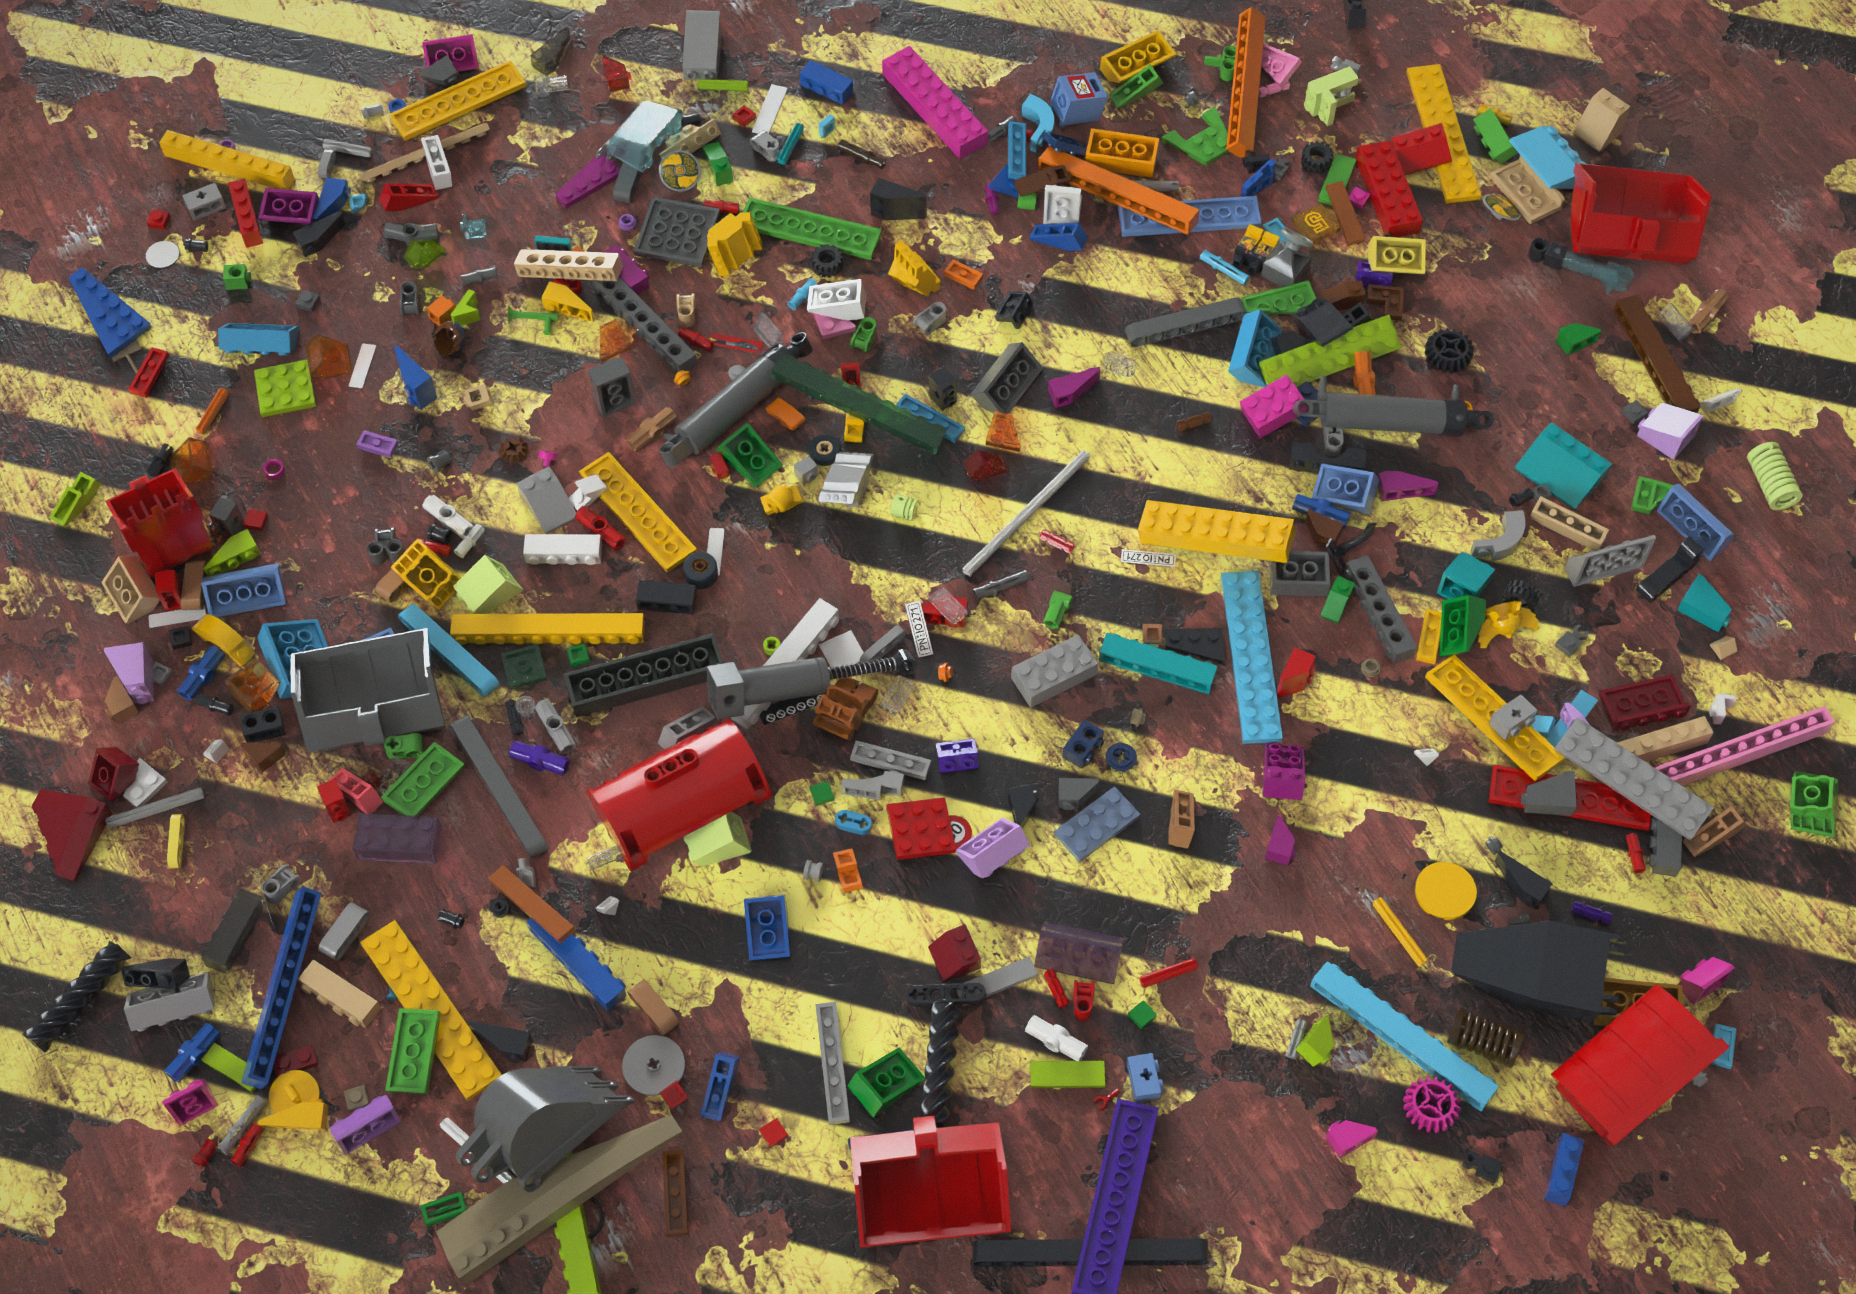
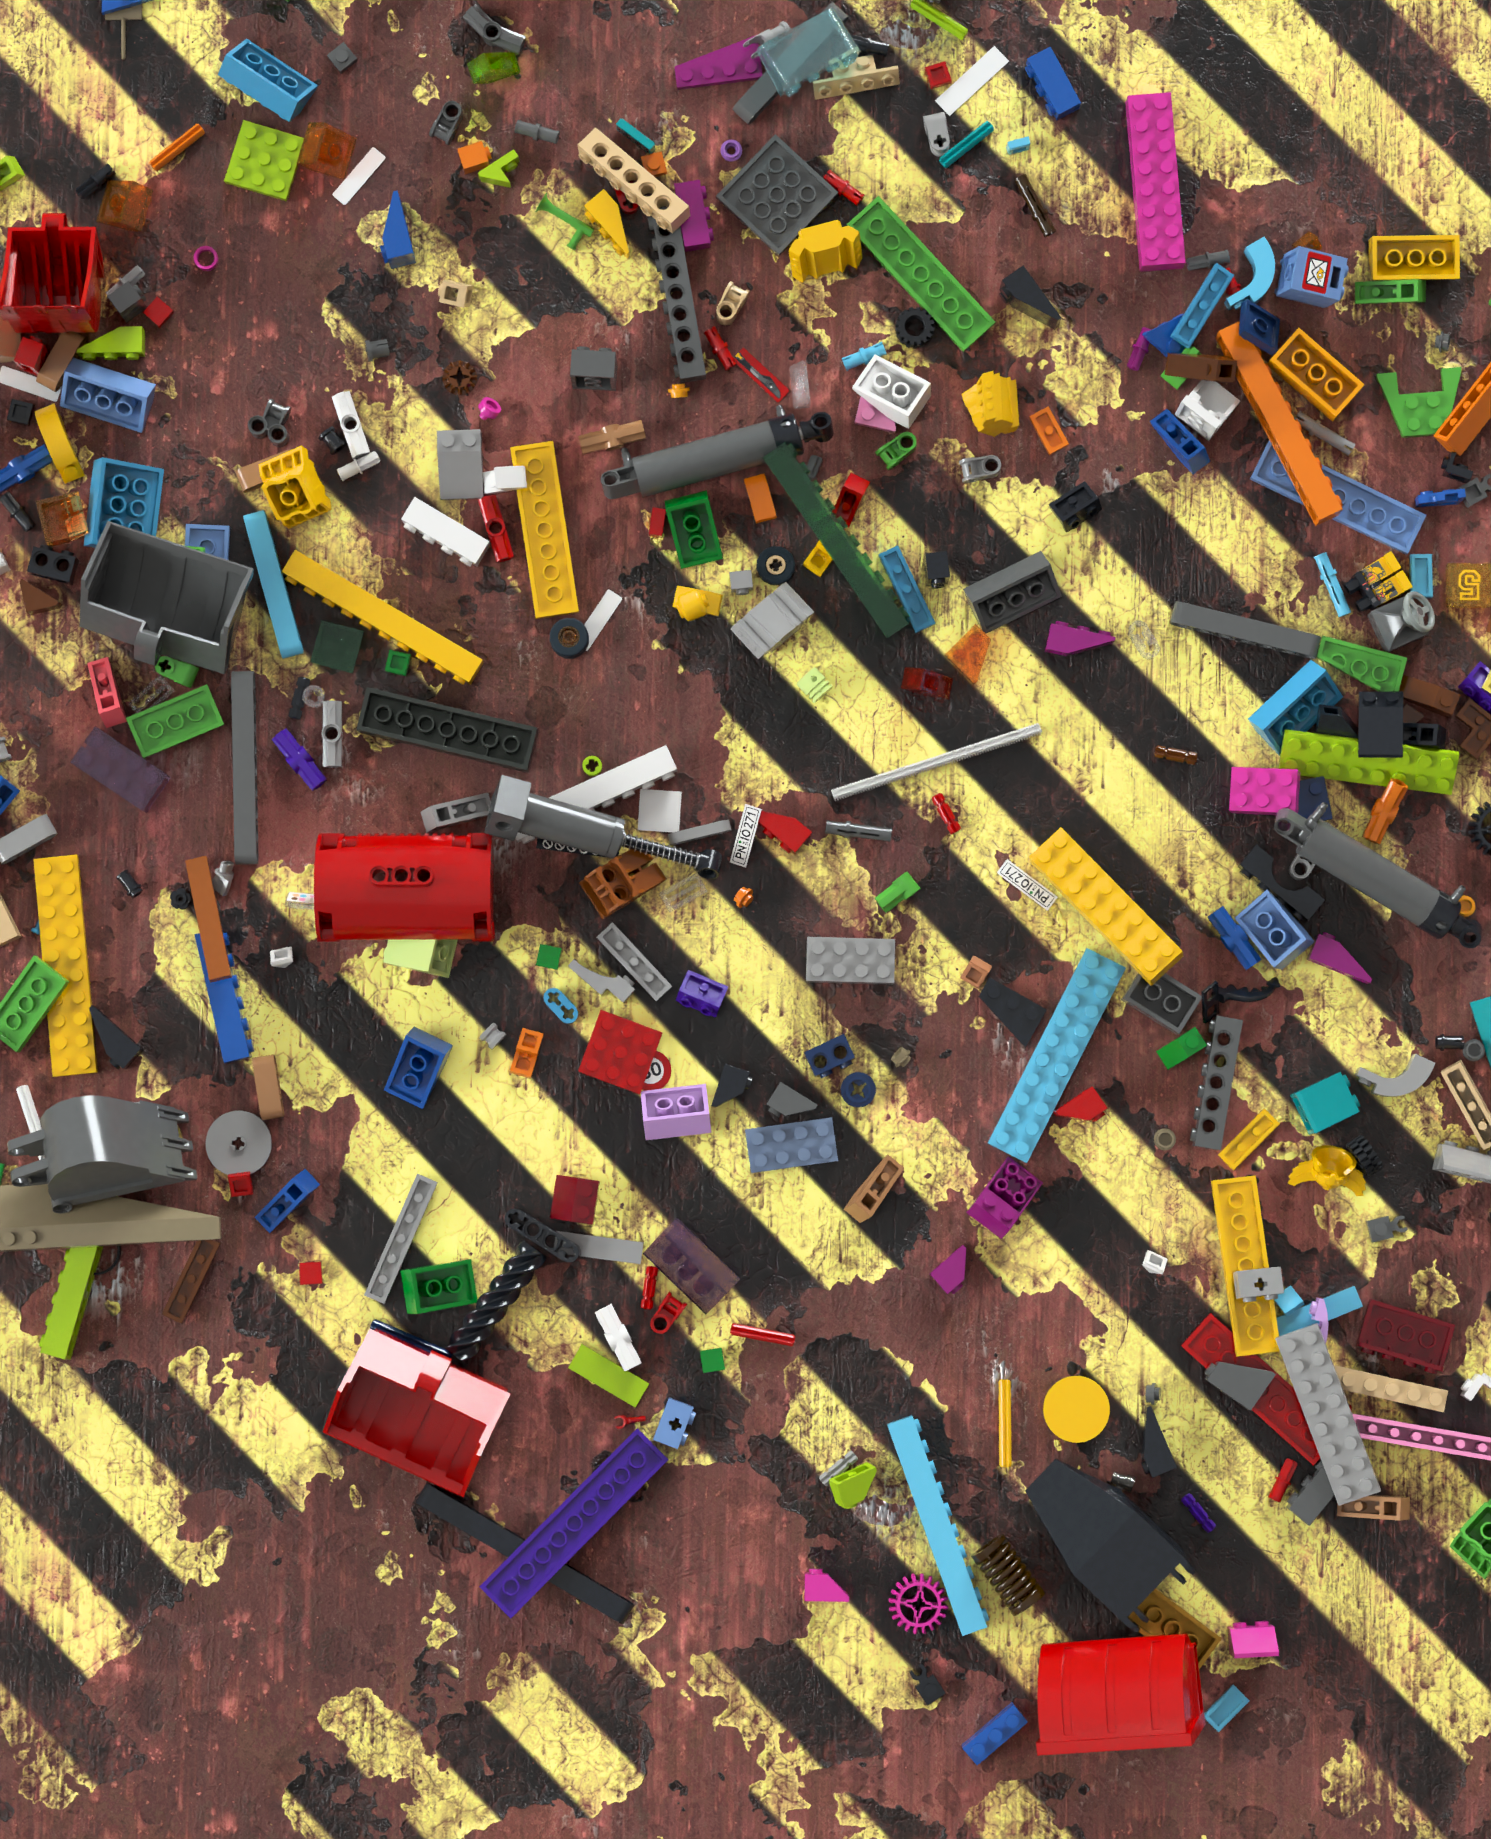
camera: 30 degrees right, 25 degrees up
(148, 372) = (134, 59): red plate -> none
(334, 801) = (78, 697): red brick -> none
(371, 779) = (127, 690): clear red plate -> none
(377, 444) = (324, 290): medium lavender plate -> none
(437, 547) = (319, 451): red axle -> none
(449, 338) = (462, 201): reddish brown hair -> none
(473, 228) = (564, 61): clear light blue bracket -> none
(486, 586) = (347, 534): yellowish green slope -> none
(612, 341) = (632, 299): clear orange wing -> none
(666, 597) = (518, 649): black brick -> none
(679, 170) = (823, 115): shield -> none
(718, 163) = (872, 124): green slope -> none
(735, 370) = (739, 417): light grey plate -> none
(948, 605) = (786, 830): clear plate -> none
(1158, 663) = (957, 1011): teal brick -> none
(1323, 528) = (1221, 962): reddish brown slope -> none
(1460, 624) = (1280, 1152): green slope -> none

